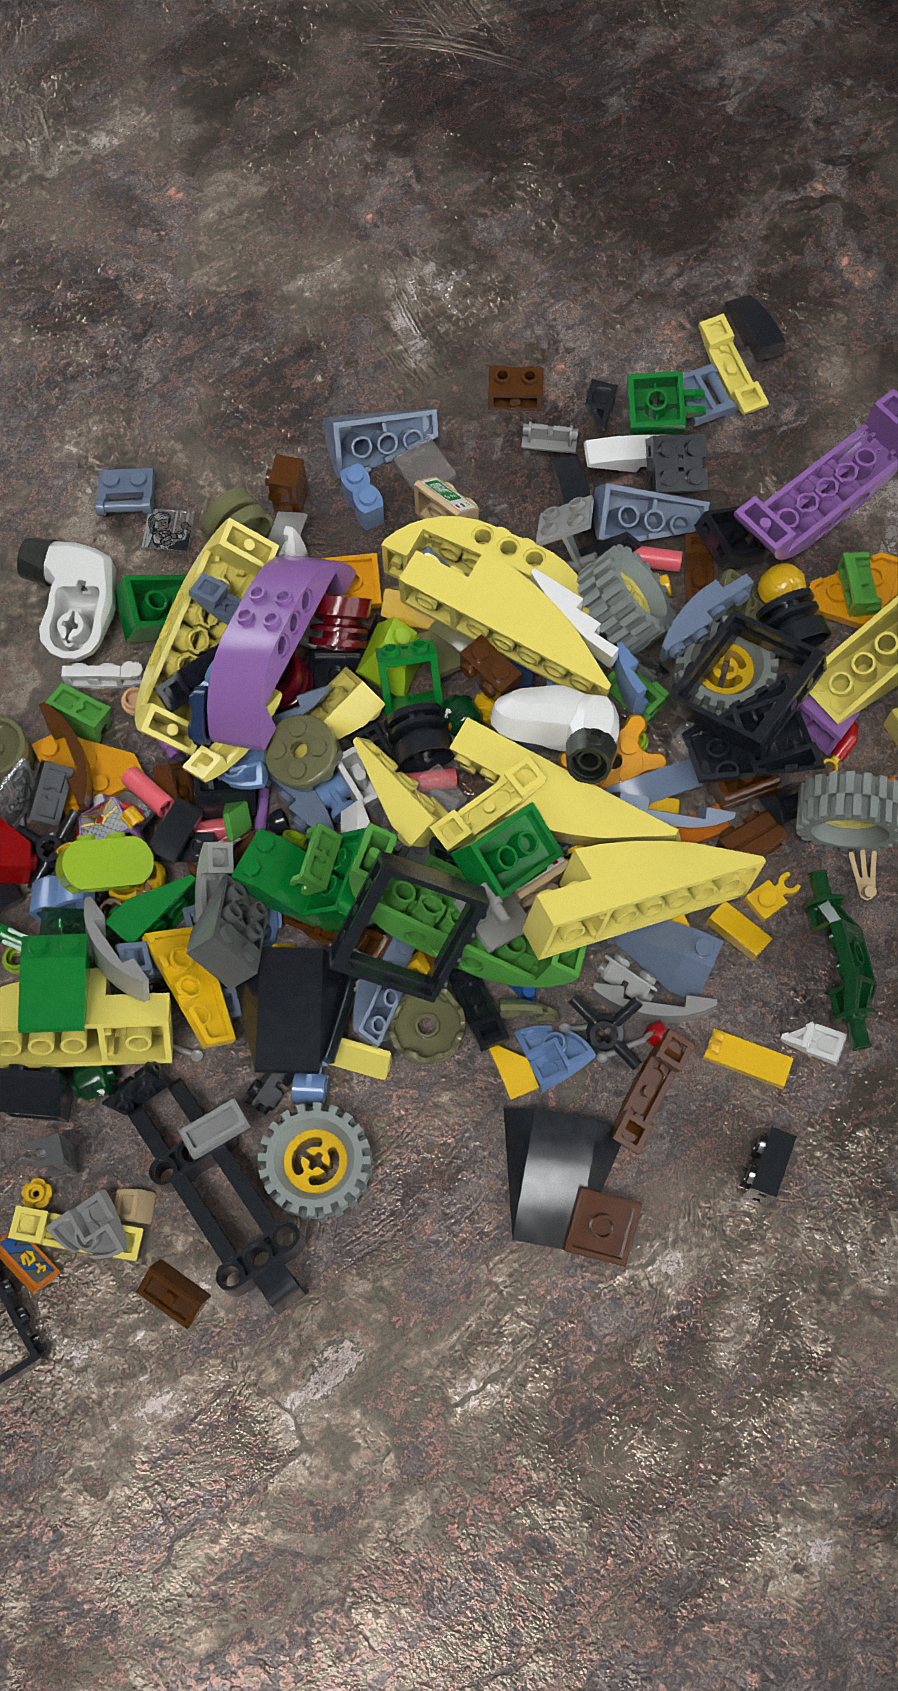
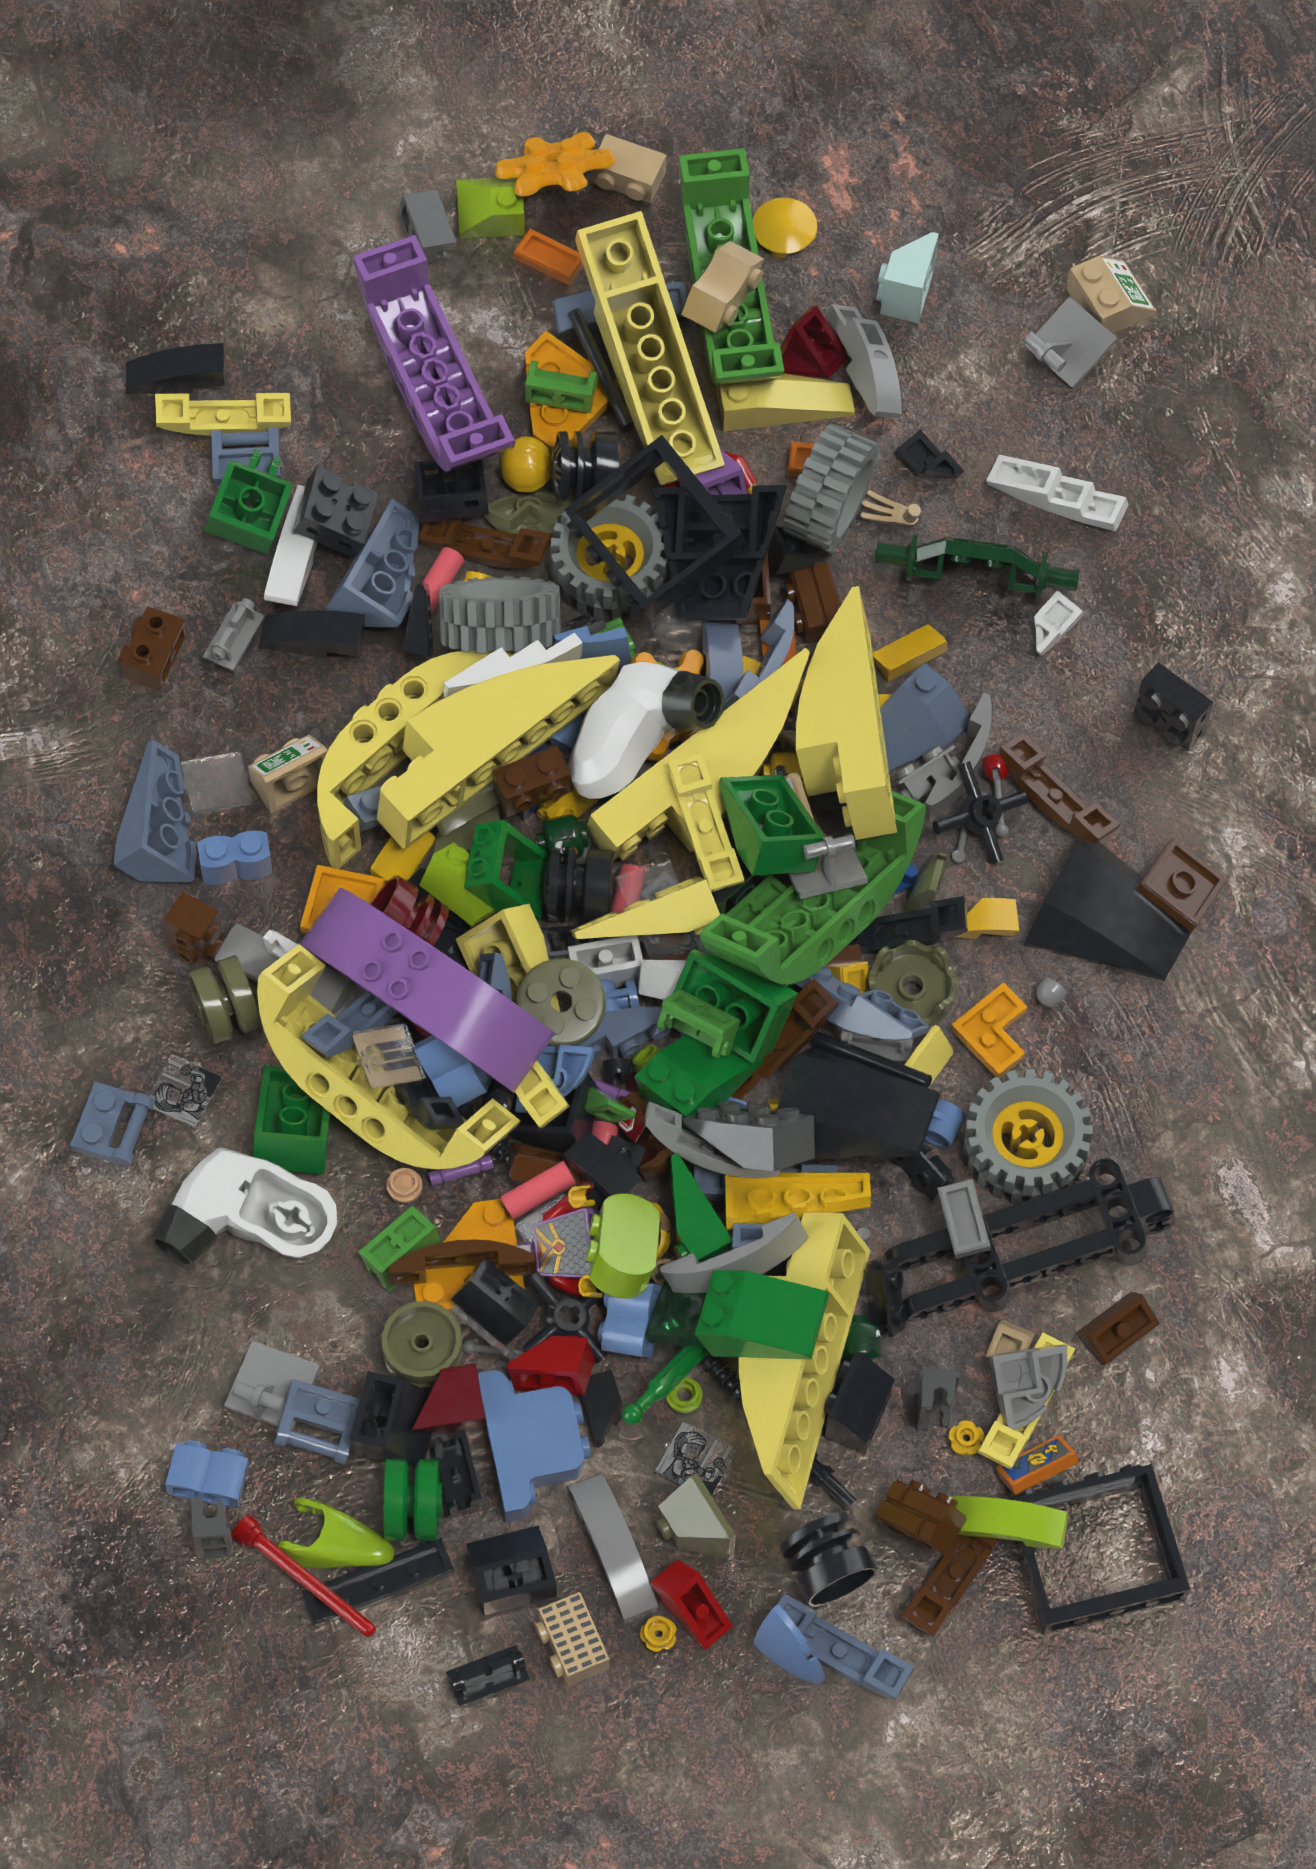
camera: 75 degrees left, 5 degrees down
(103, 676) = (359, 1209): white hinge -> none
(198, 727) = (471, 1082): dark blue plate -> none
(203, 636) = (388, 1056): none -> clear piece
(392, 976) = (796, 957): black window -> none
(409, 1096) = (984, 1027): none -> light orange plate
(462, 1143) = (1050, 992): none -> light grey hinge
(553, 1054) = (985, 871): medium blue brick -> none
(563, 523) = (378, 644): light grey plate -> none
(600, 401) = (207, 568): black slope -> none
(697, 616) = (551, 550): sand blue slope -> none
(748, 1058) = (1049, 692): yellow hinge -> none
(770, 899) = (882, 611): yellow plate -> none

